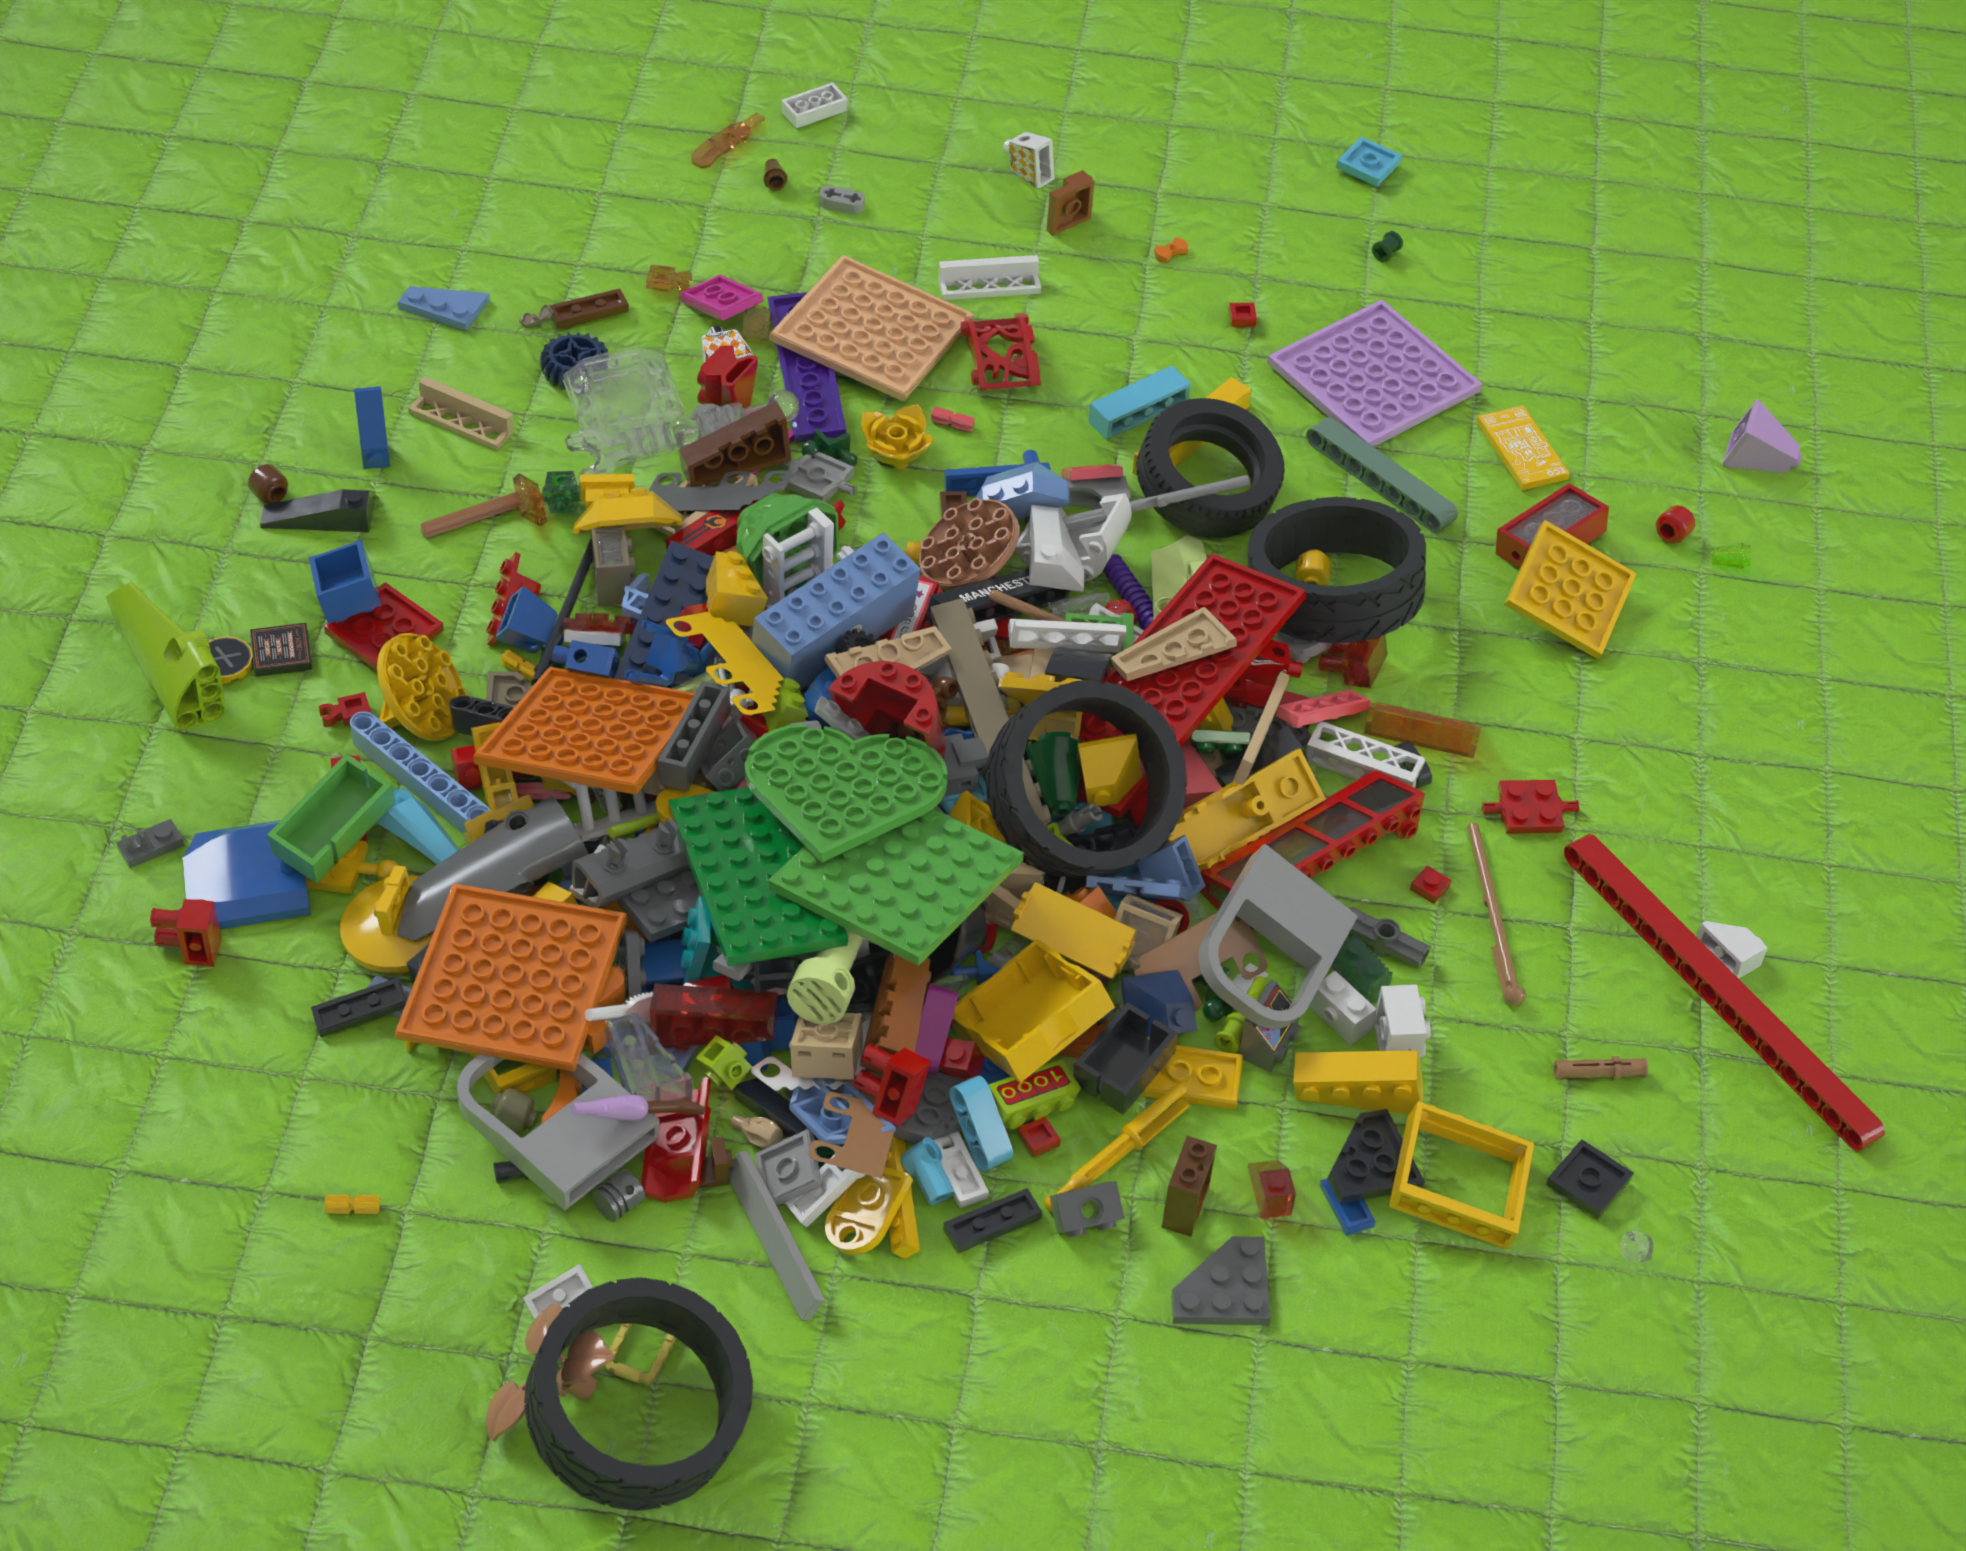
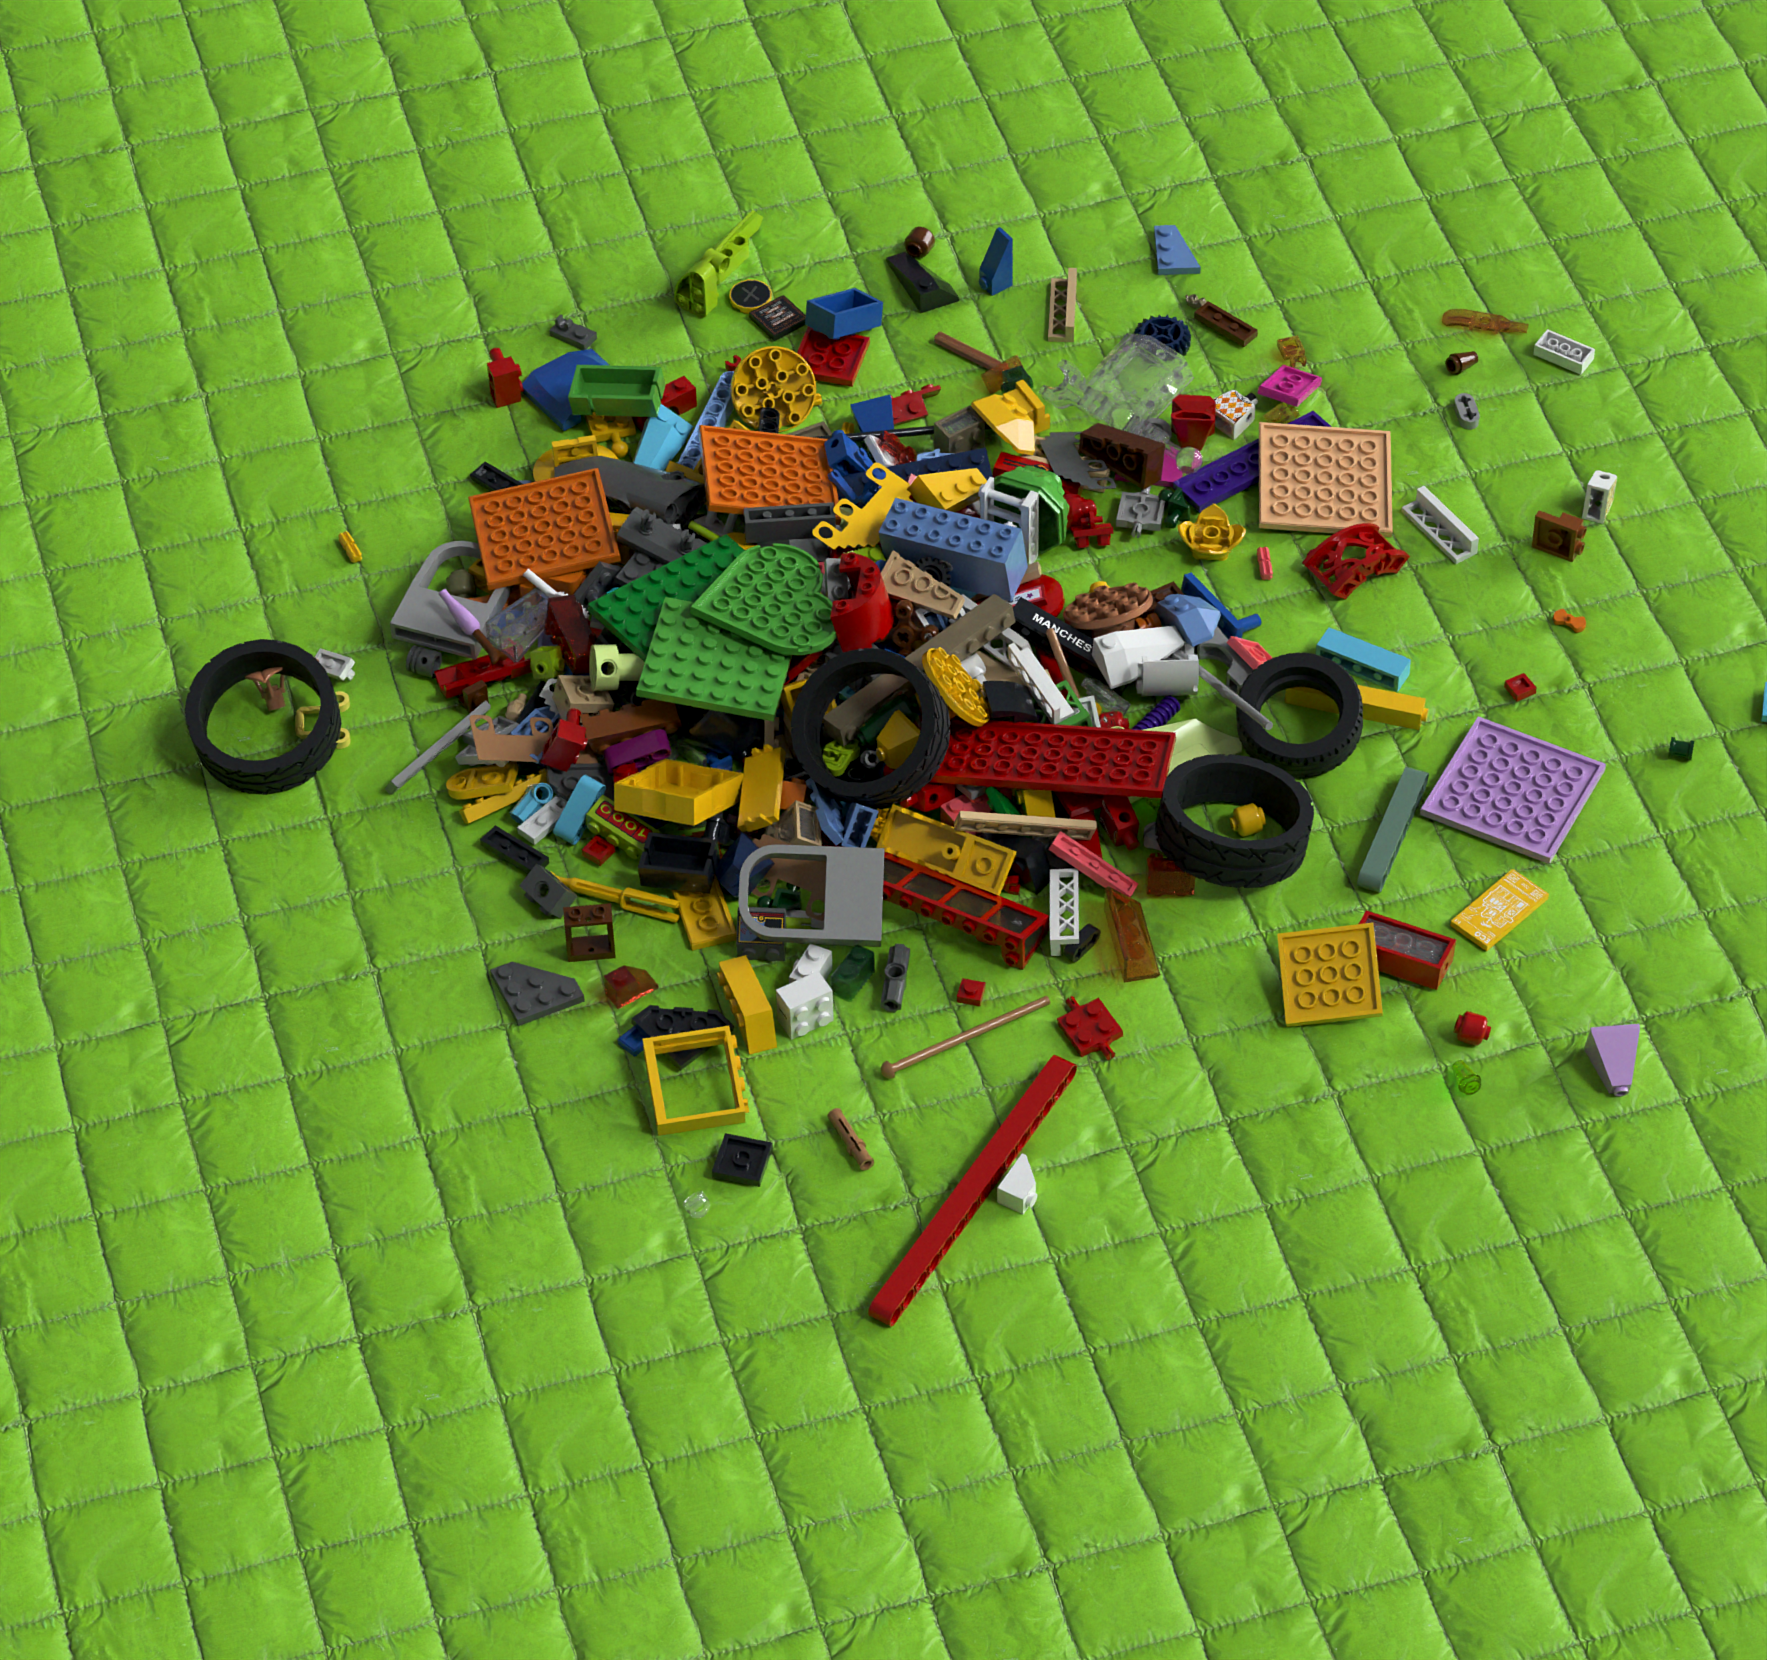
camera: 70 degrees right, 0 degrees up
(1178, 643) = (1059, 742): tan wing -> none

